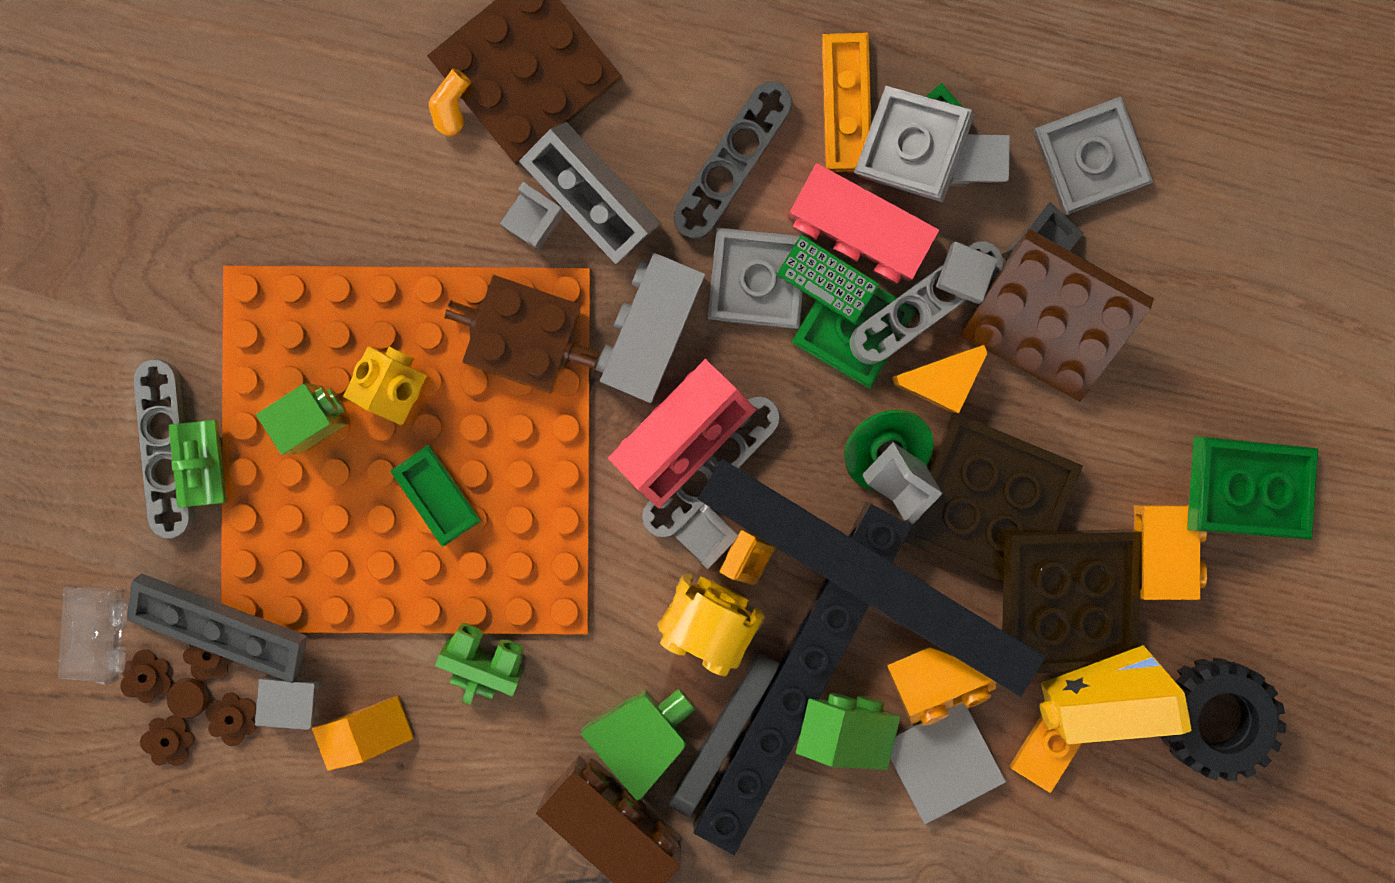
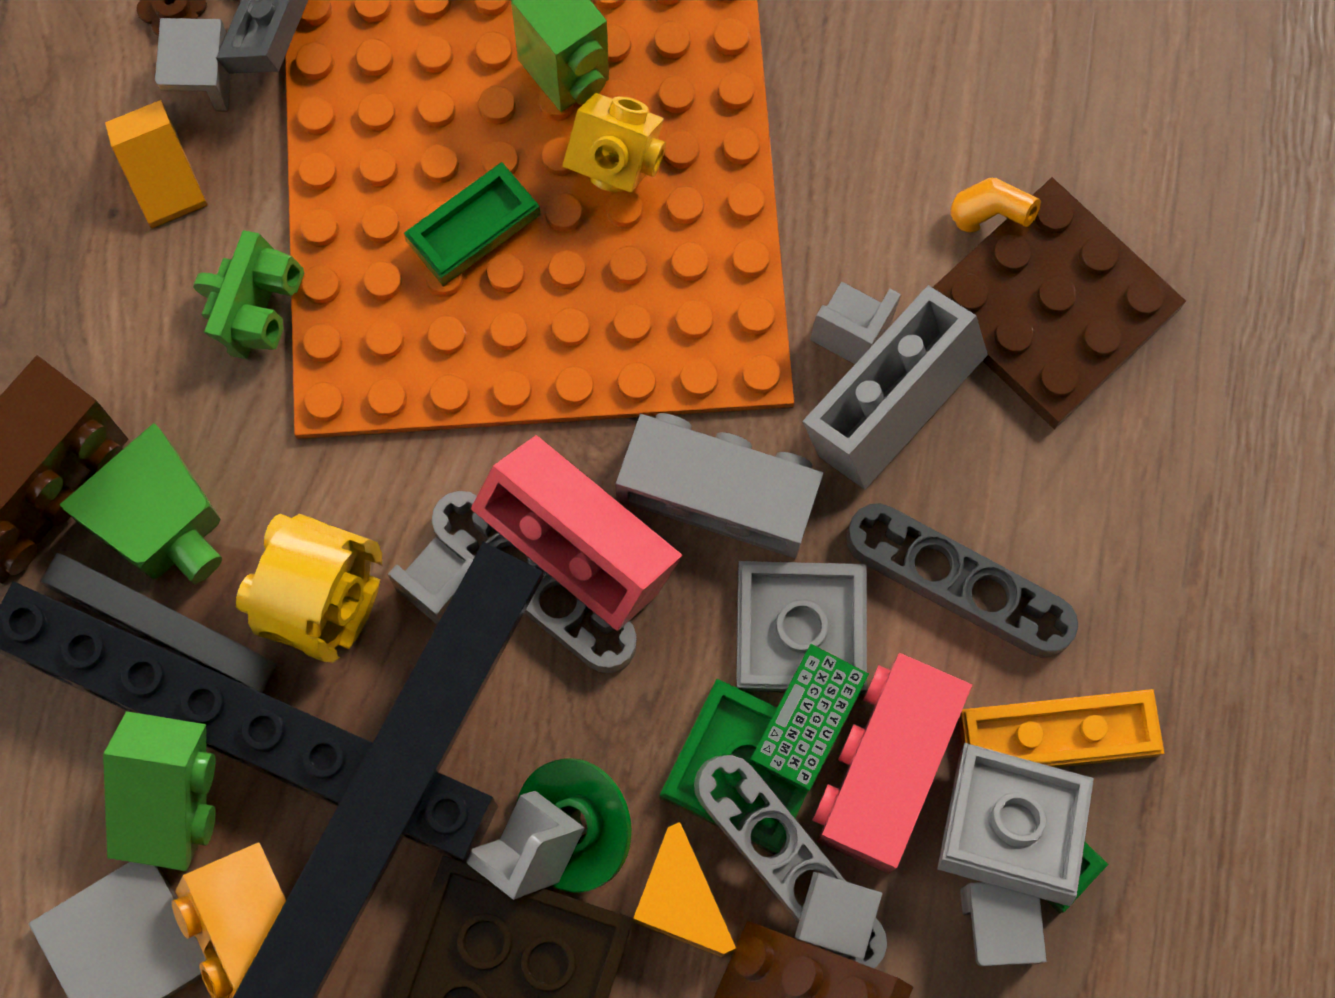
camera: 85 degrees right, 15 degrees down
(522, 334) = (696, 315): reddish brown plate -> none
(747, 558) = (401, 624): light orange plate -> none

